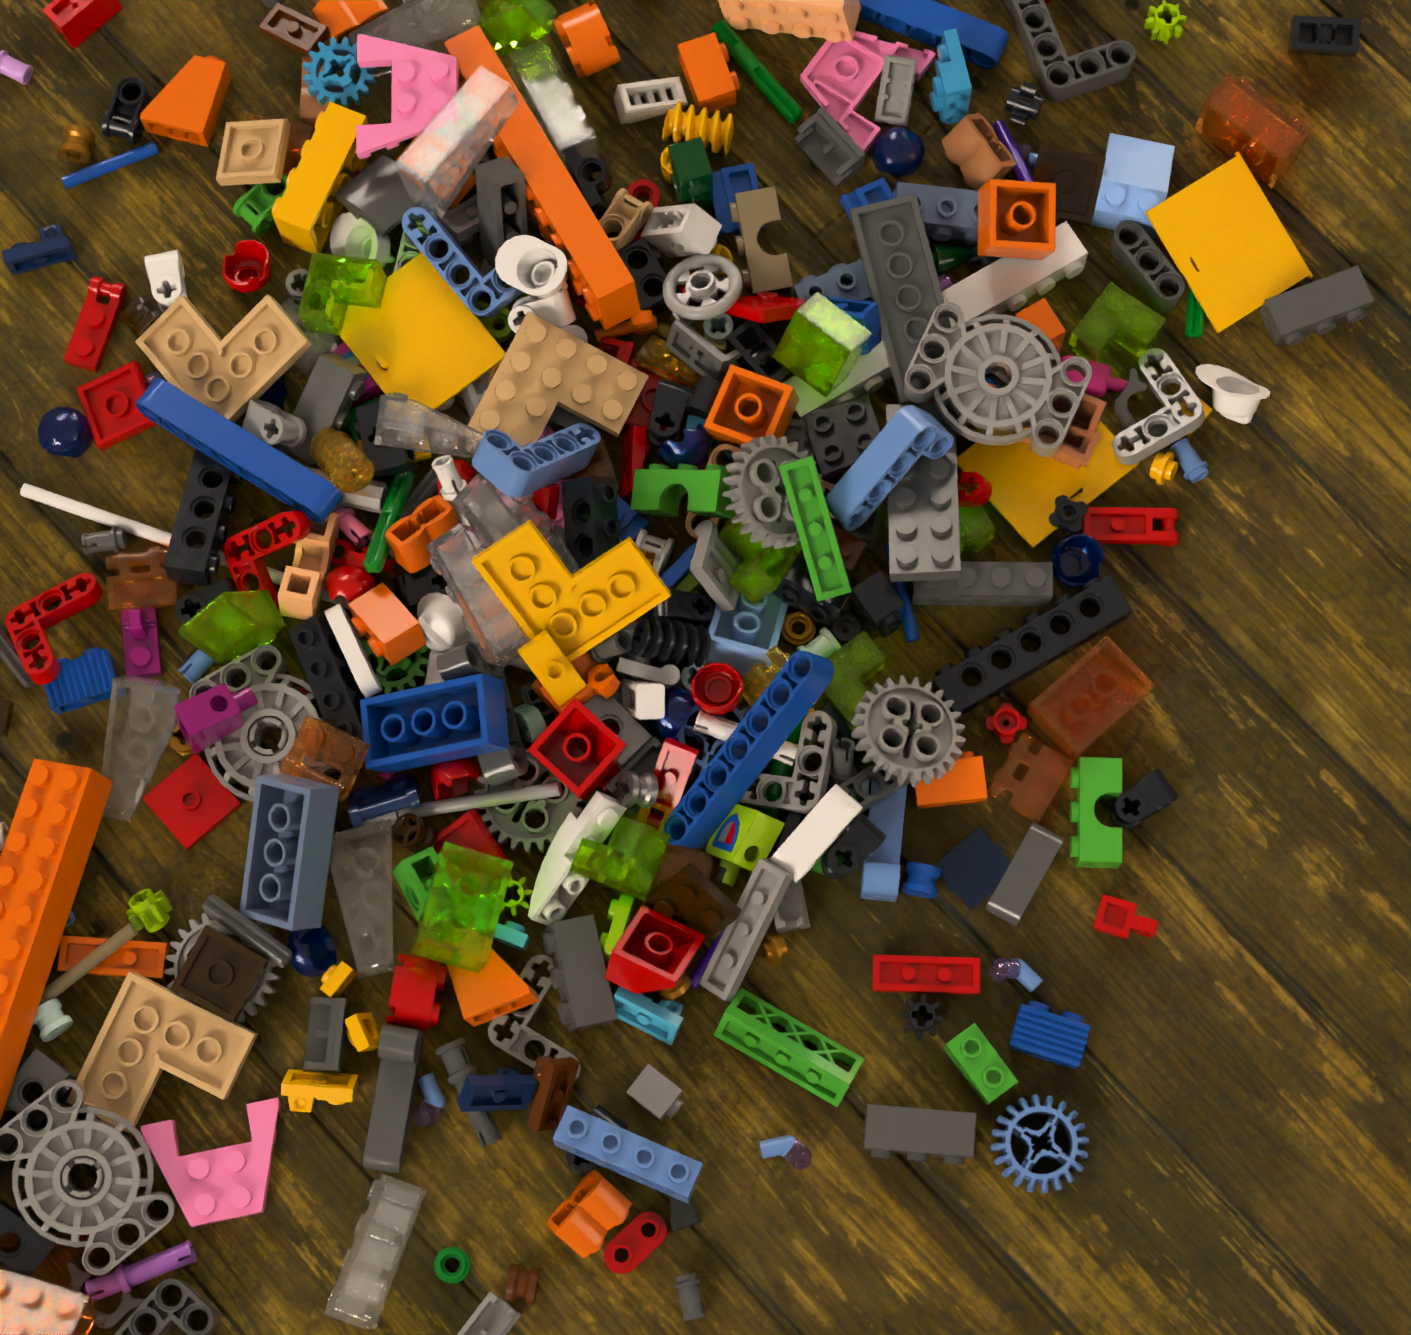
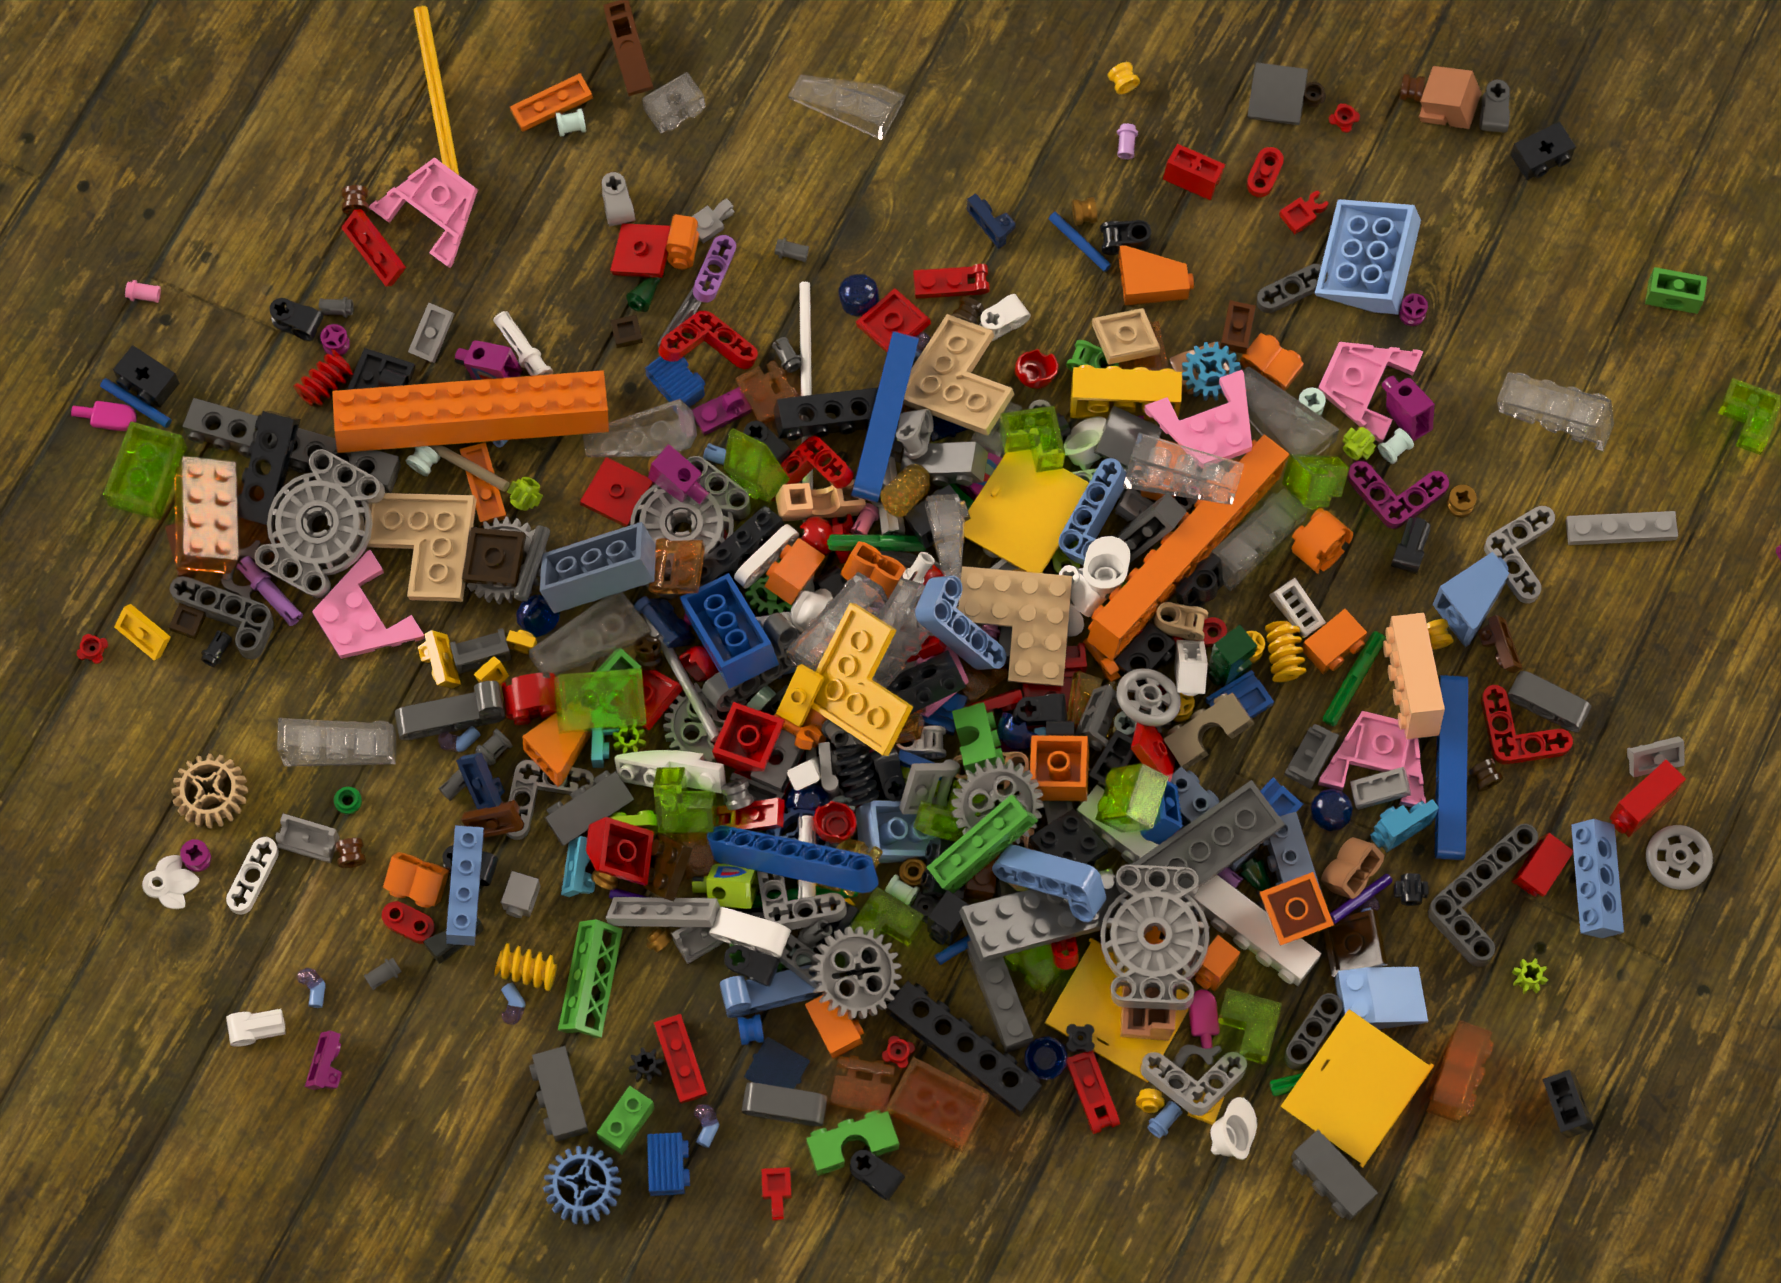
camera: 65 degrees right, 5 degrees down
(748, 1117) = (526, 967): none -> yellow piece

